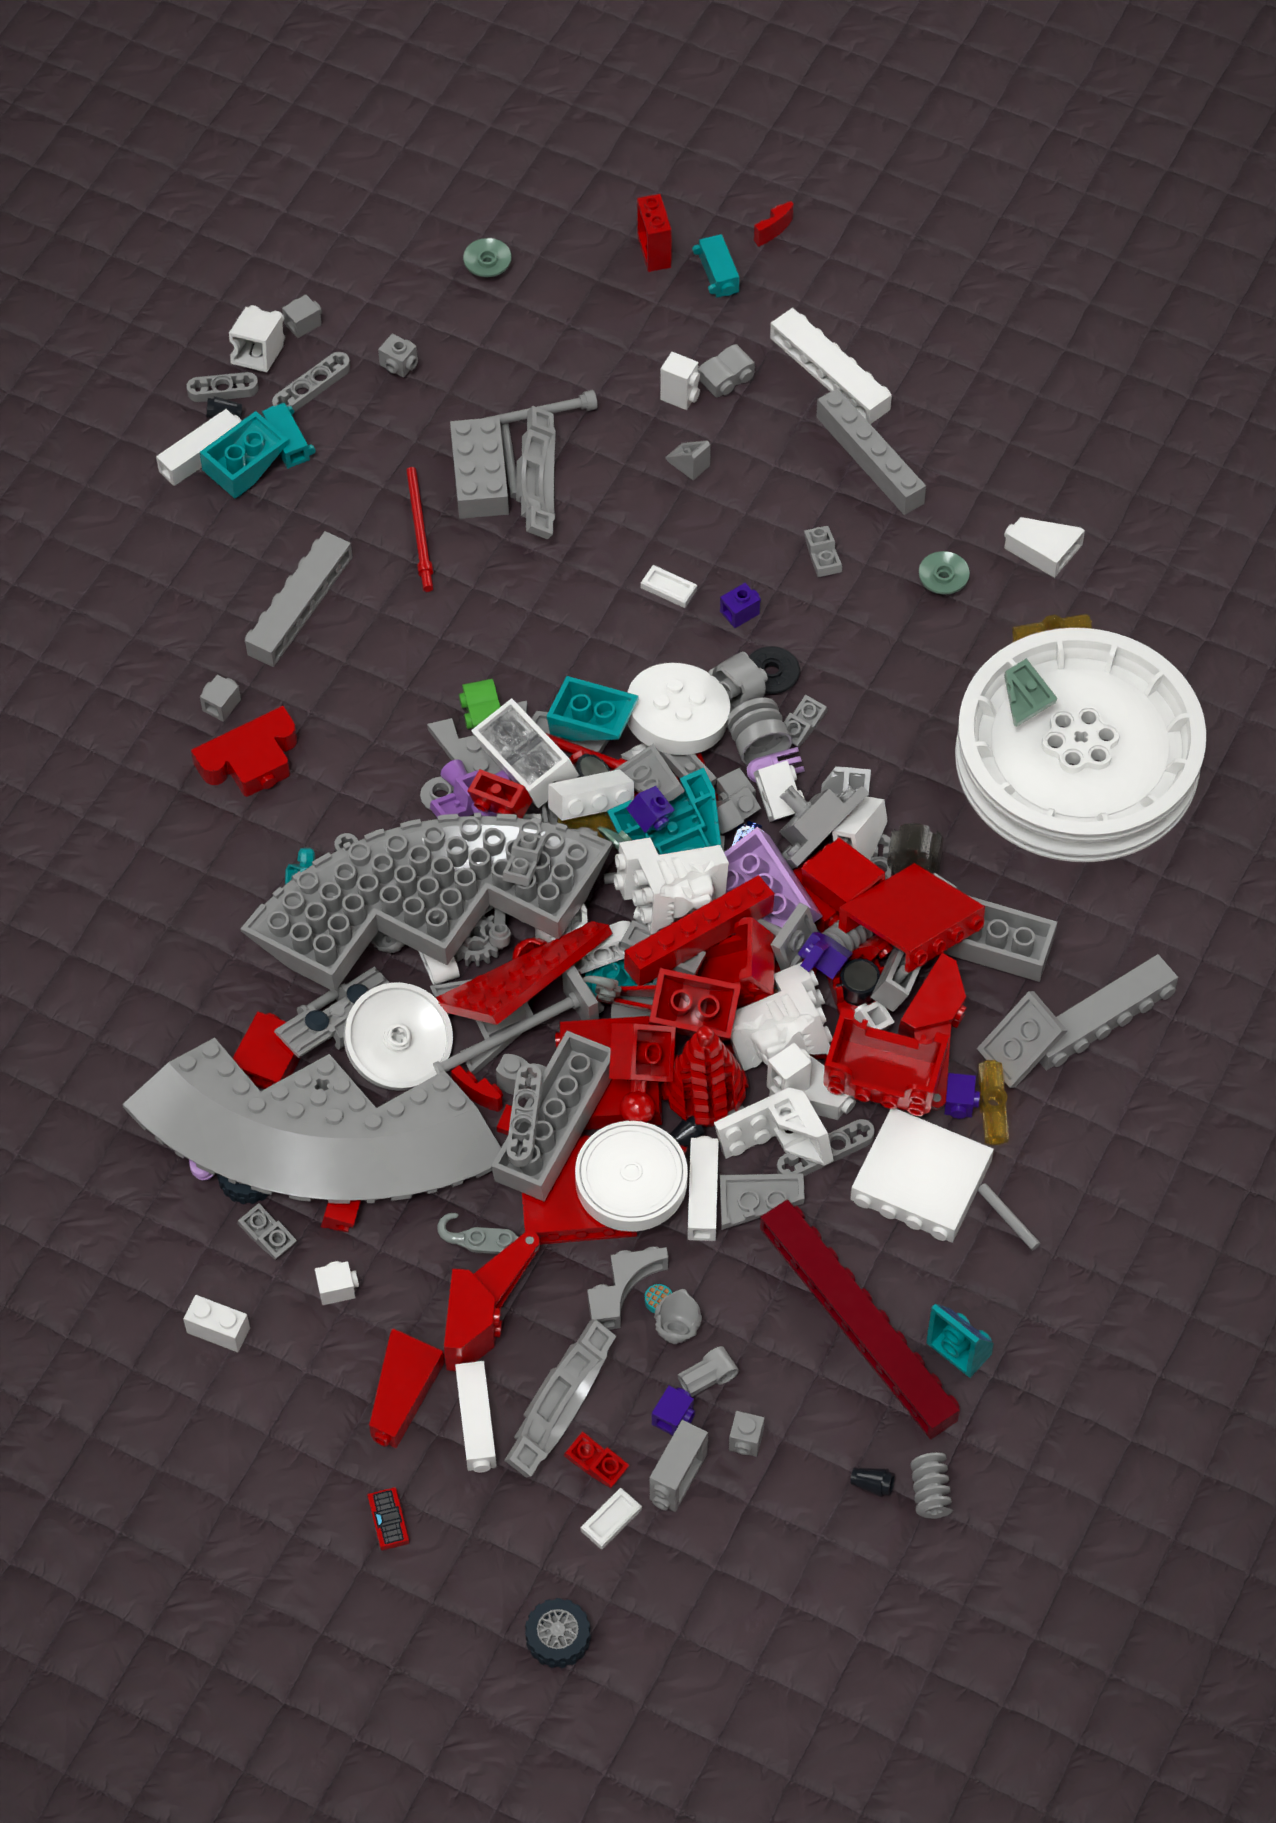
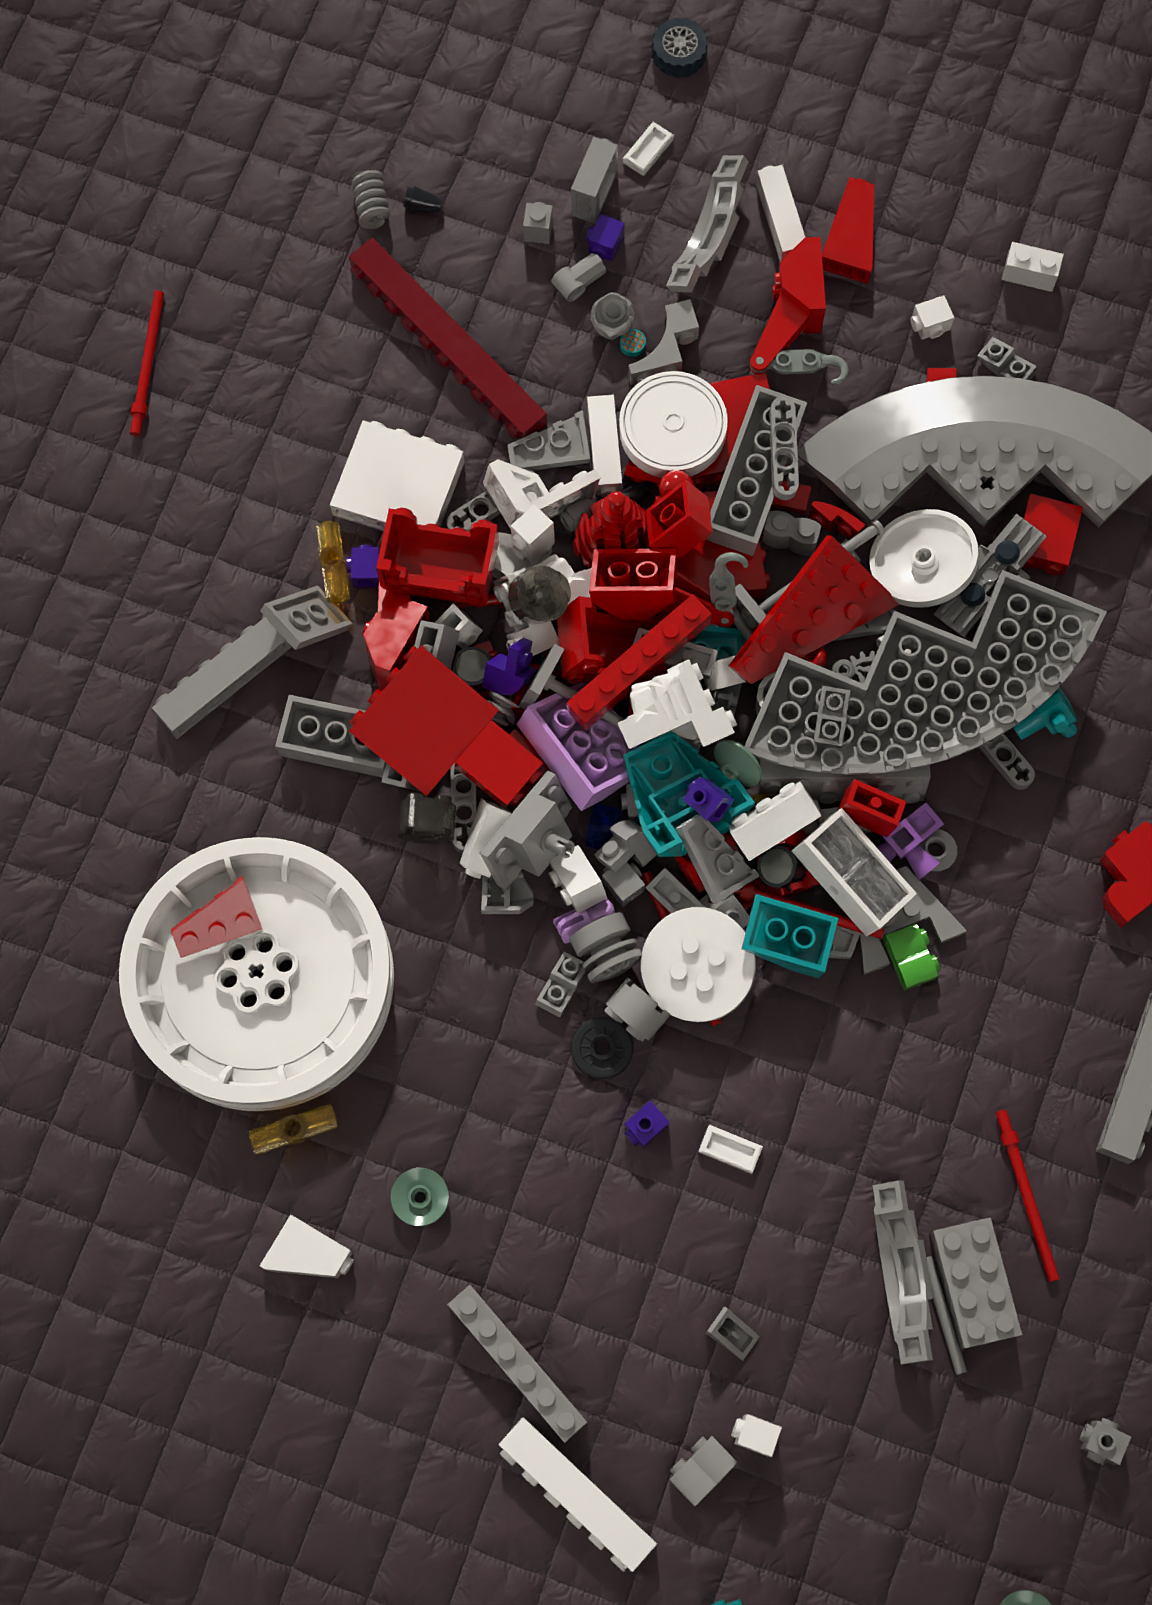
camera: 175 degrees right, 15 degrees up
(388, 1519) = (841, 126): tile -> none
(585, 401) = (866, 1404): light grey piece -> none
(596, 1461) = (668, 195): red slope -> none
(790, 989) = (523, 597): none -> clear smoke brick
(822, 551) = (560, 1217): light grey slope -> none
(958, 1340) = (351, 316): teal slope -> none
(1008, 1216) = (312, 457): light grey bar -> none
(1027, 692) = (315, 999): sand green wing -> none
(1108, 771) = (220, 921): none -> wing
(1192, 1287) = (139, 407): none -> red bar

